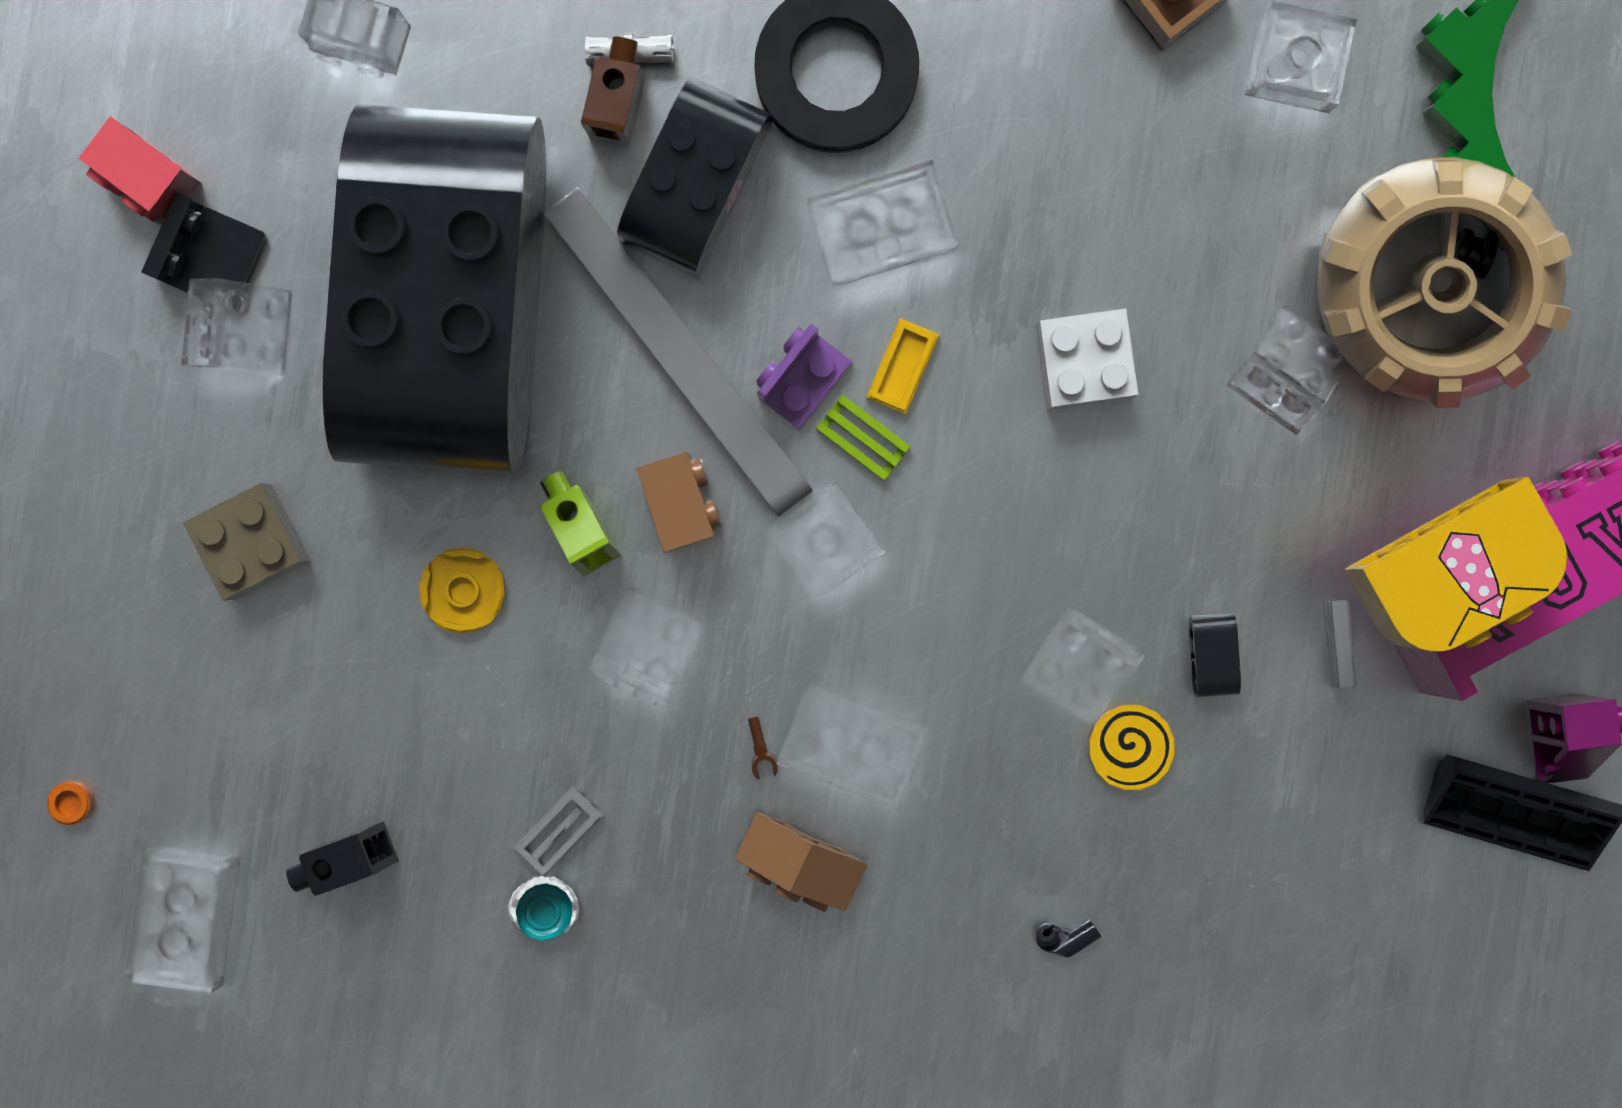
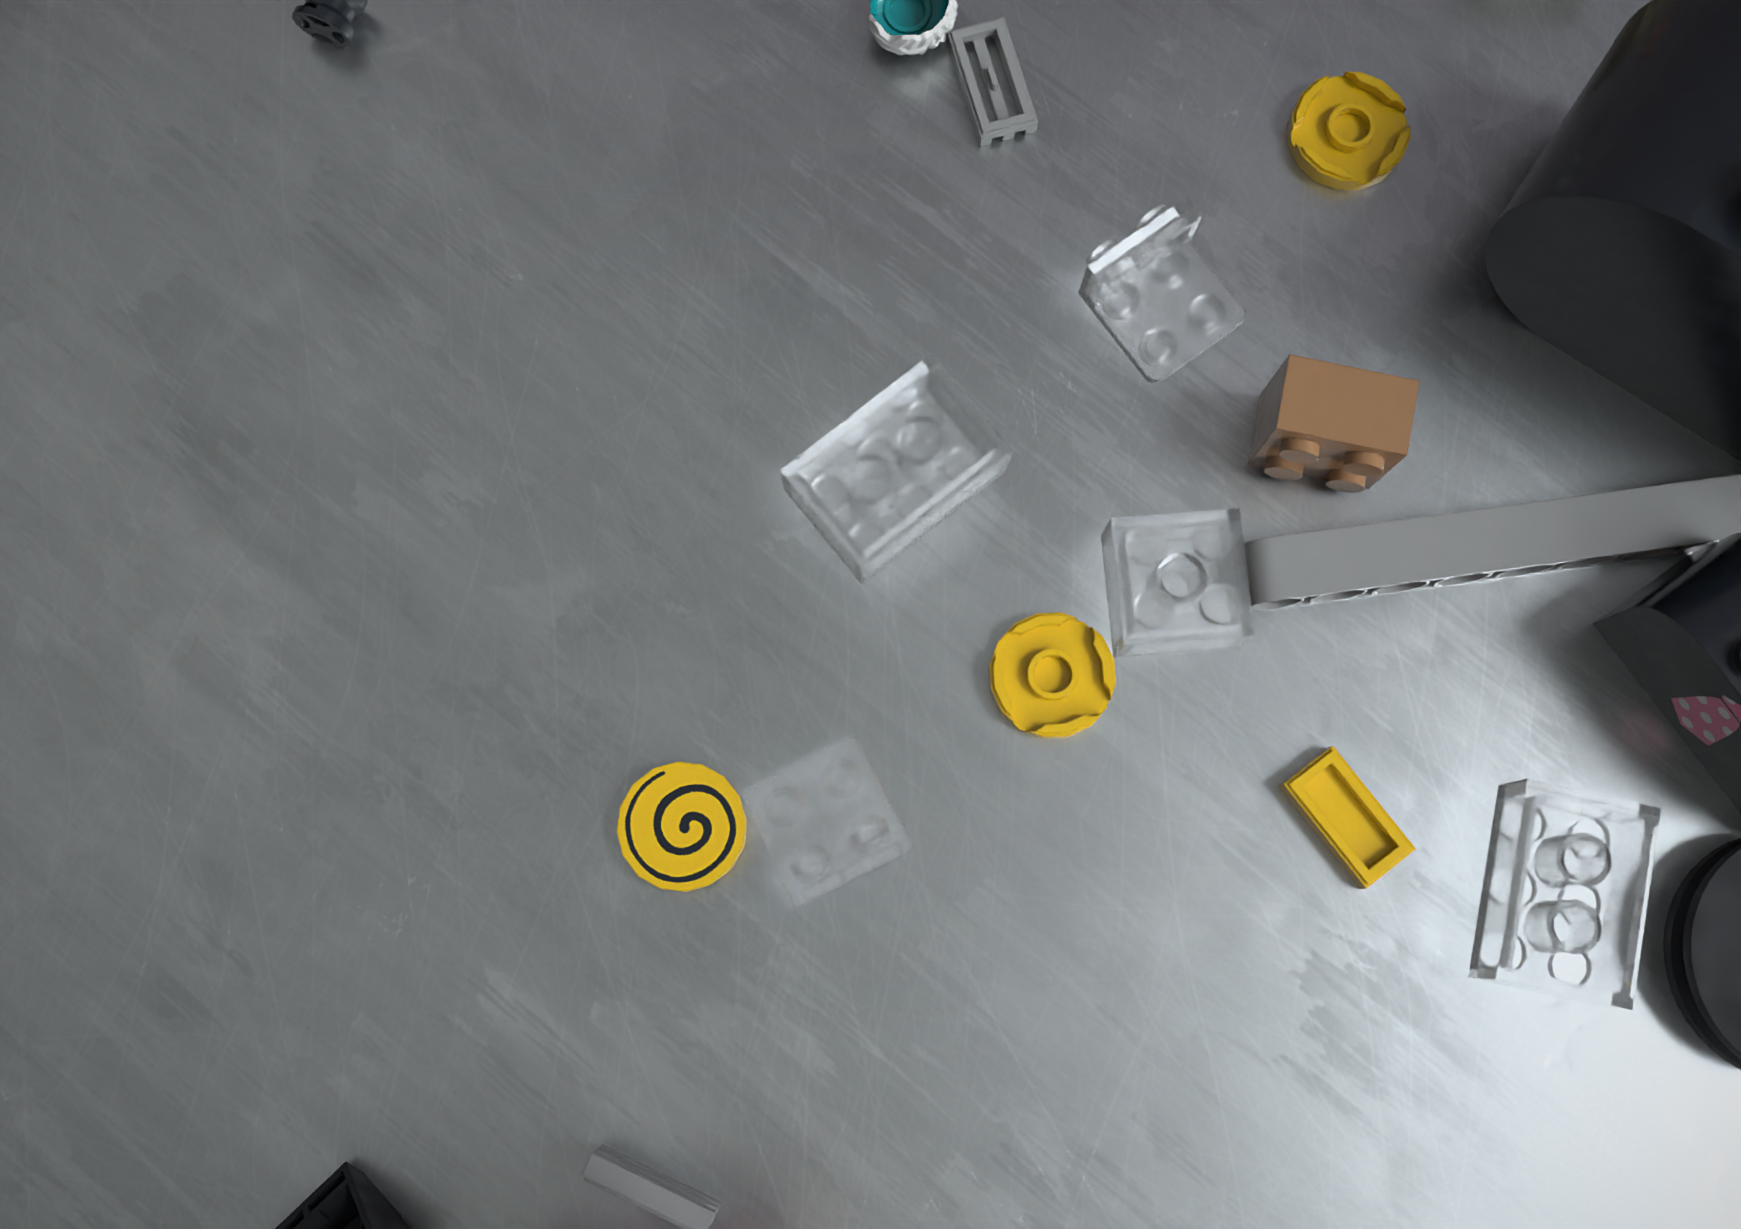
camera: 120 degrees right, 10 degrees down
(585, 536) = (1360, 291): lime torso -> none
(760, 747) = (955, 366): reddish brown hand -> none
(799, 864) = (782, 321): medium nougat brick -> none
(802, 376) = (1414, 673): medium lavender bracket -> none
(892, 460) = (1328, 692): lime tile -> none
(903, 588) = (1033, 670): none -> yellow tile
(1064, 941) = (489, 599): black arm -> none
(1086, 359) = (1233, 1067): white brick -> none
(1214, 654) = (737, 1008): black beam -> none

